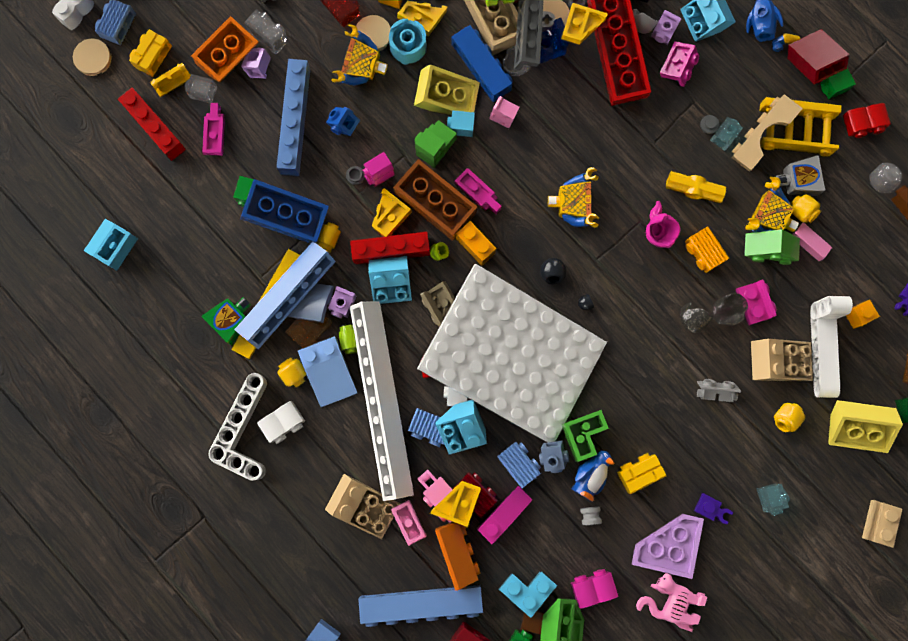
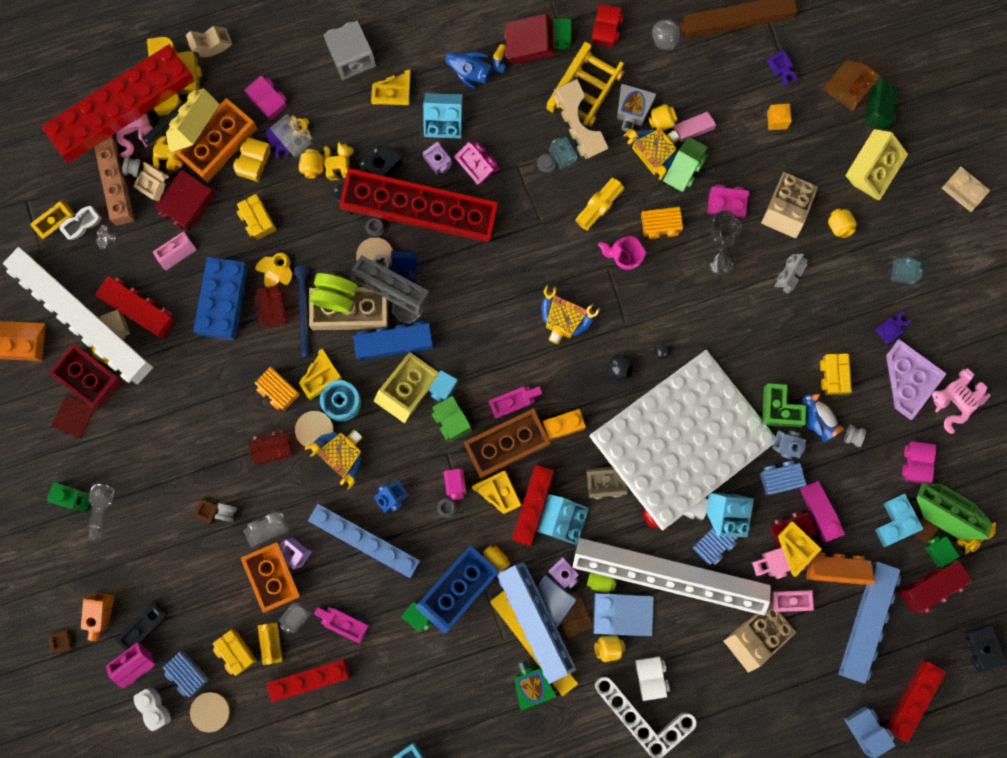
camera: 60 degrees left, 0 degrees up
(435, 253) = (558, 458): lime bush -> none
(504, 112) = (452, 343): bright pink piece -> none
(581, 23) = (407, 235): yellow wing -> none
(643, 22) = (423, 177): light grey hair -> none
(825, 343) = (793, 161): white beam -> none

